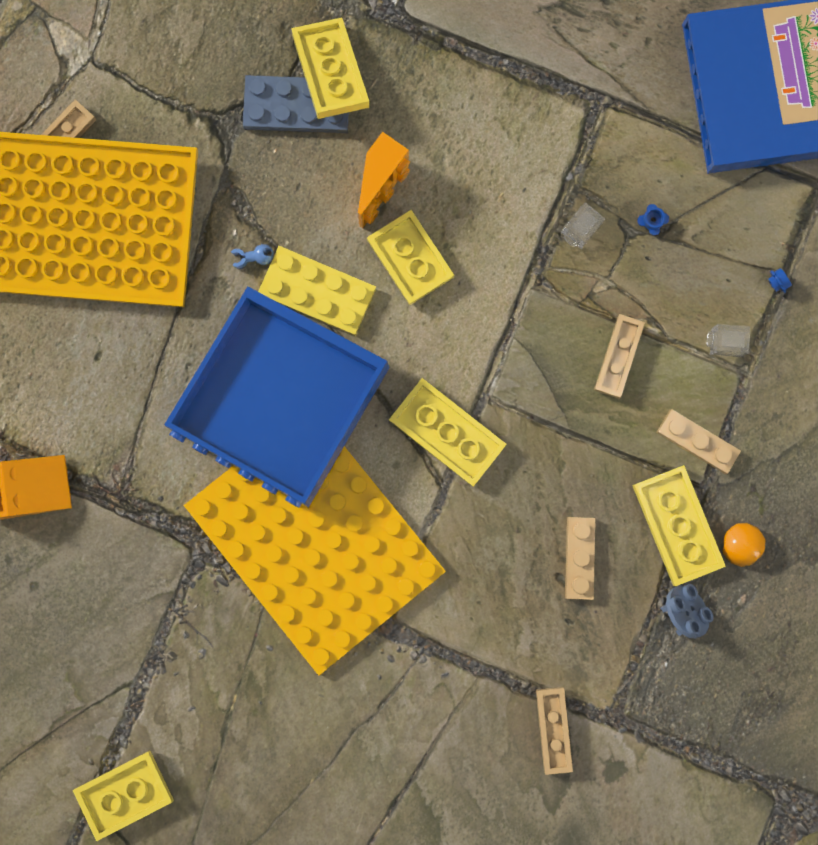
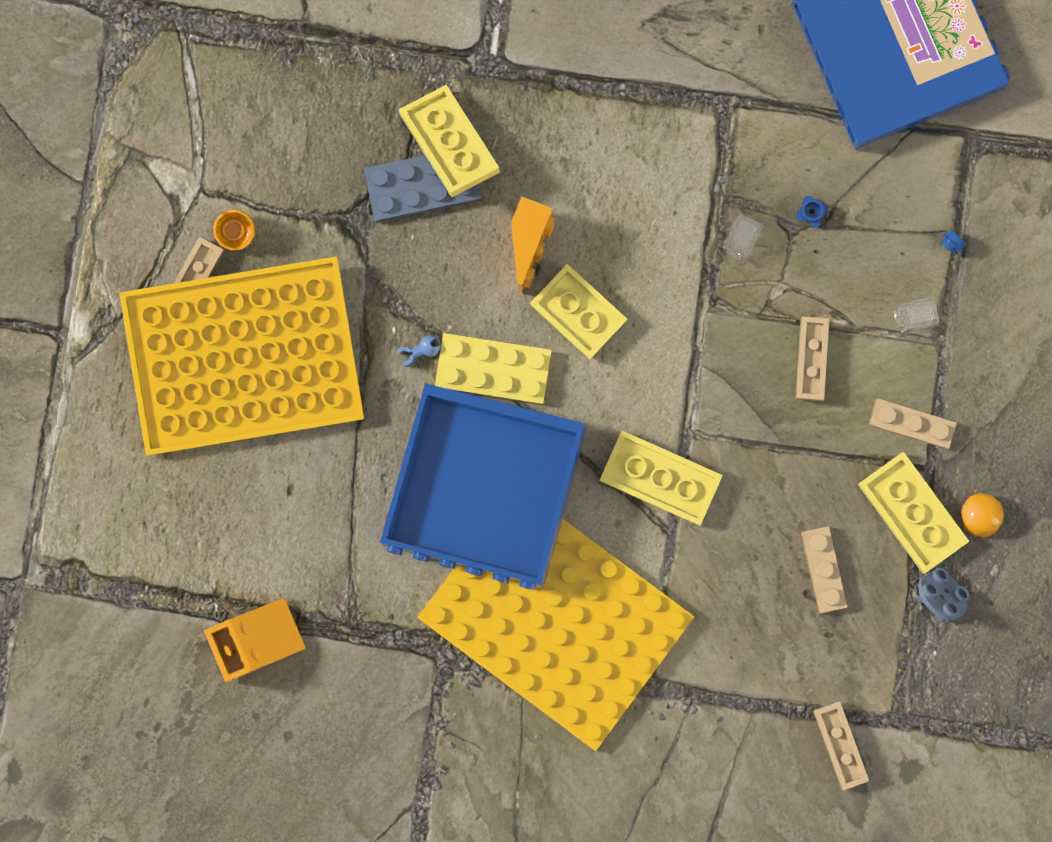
camera: 10 degrees left, 0 degrees up
(109, 101) = (234, 229): none -> light orange hair

